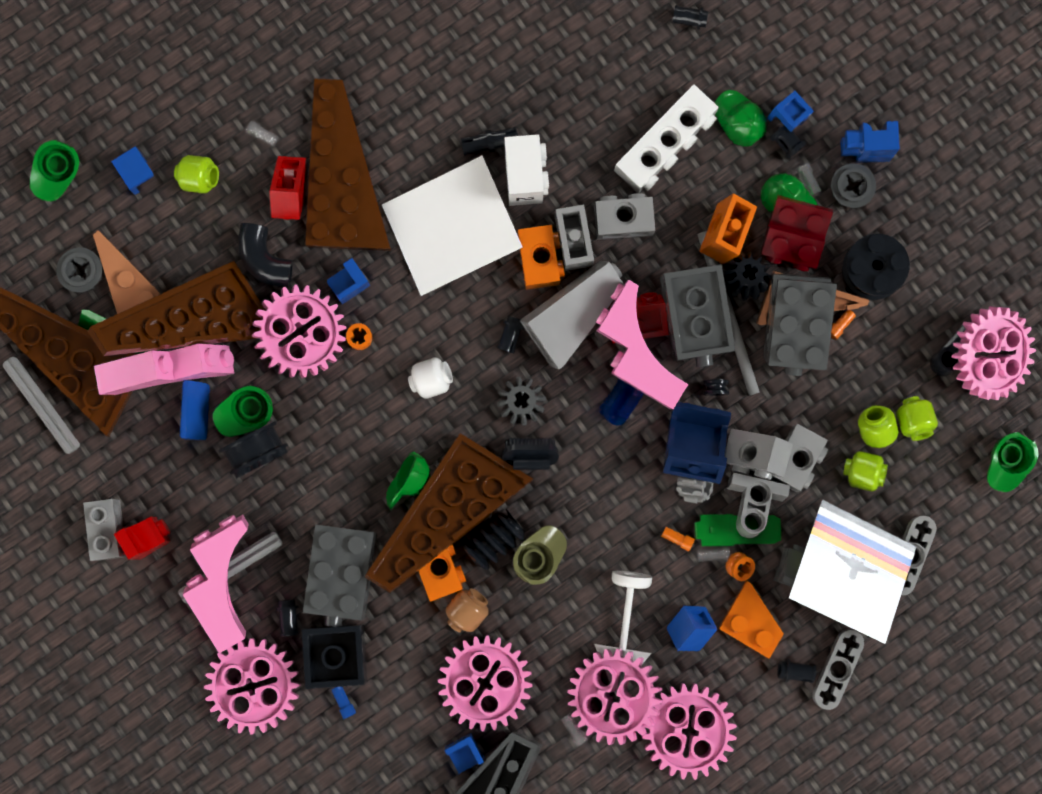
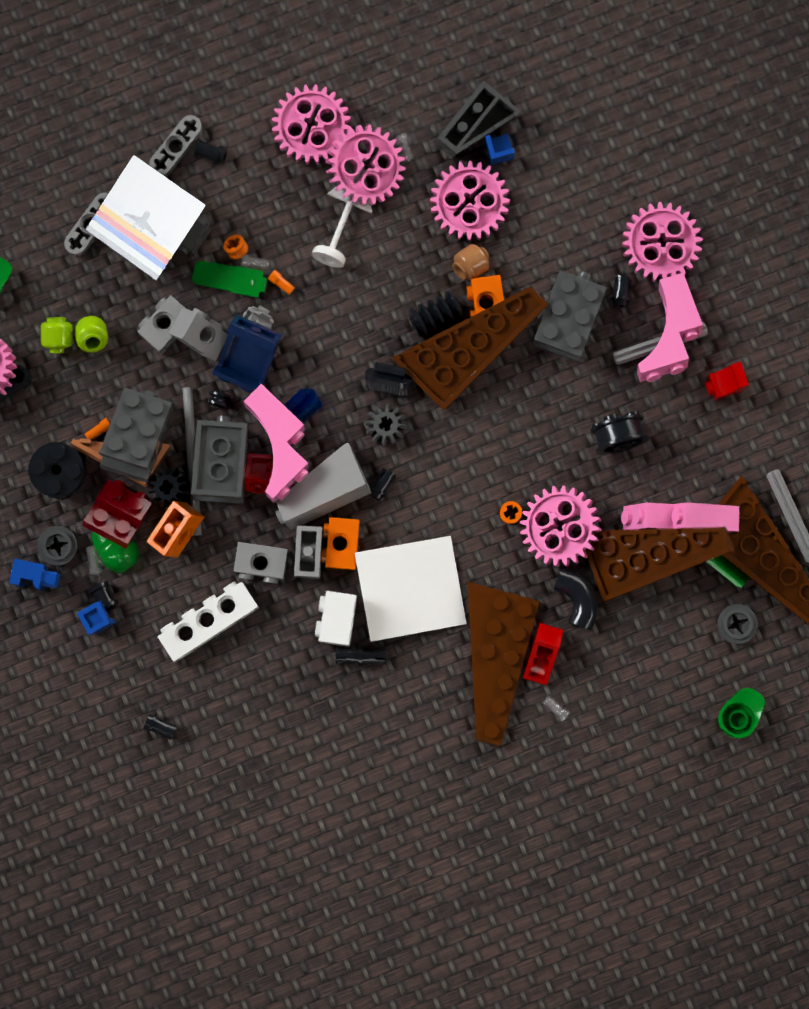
camera: 160 degrees left, 0 degrees up
(102, 521) = (758, 397): light grey brick -> none
(124, 280) = (696, 594): nougat wing -> none
(133, 169) = (673, 698): blue panel -> none
(194, 410) = (663, 479): blue slope -> none
(196, 174) = (619, 683): lime head -> none
(243, 411) = (621, 468): green piece -> none
(334, 656) = (589, 248): black brick -> none
(346, 708) = (588, 206): blue piece -> none
(348, 282) = (510, 561): blue panel -> none
(409, 480) = (495, 381): green piece -> none
(430, 377) = (457, 462): white head -> none
(540, 555) = (400, 292): olive piece -> none
(691, 628) = (288, 206): blue panel -> none
(740, 118) = (138, 628): green piece -> none
(751, 508) = (217, 293): light grey tile -> none
(752, 622) = (237, 200): orange wing -> none
(865, 471) = (111, 300): lime head -> none

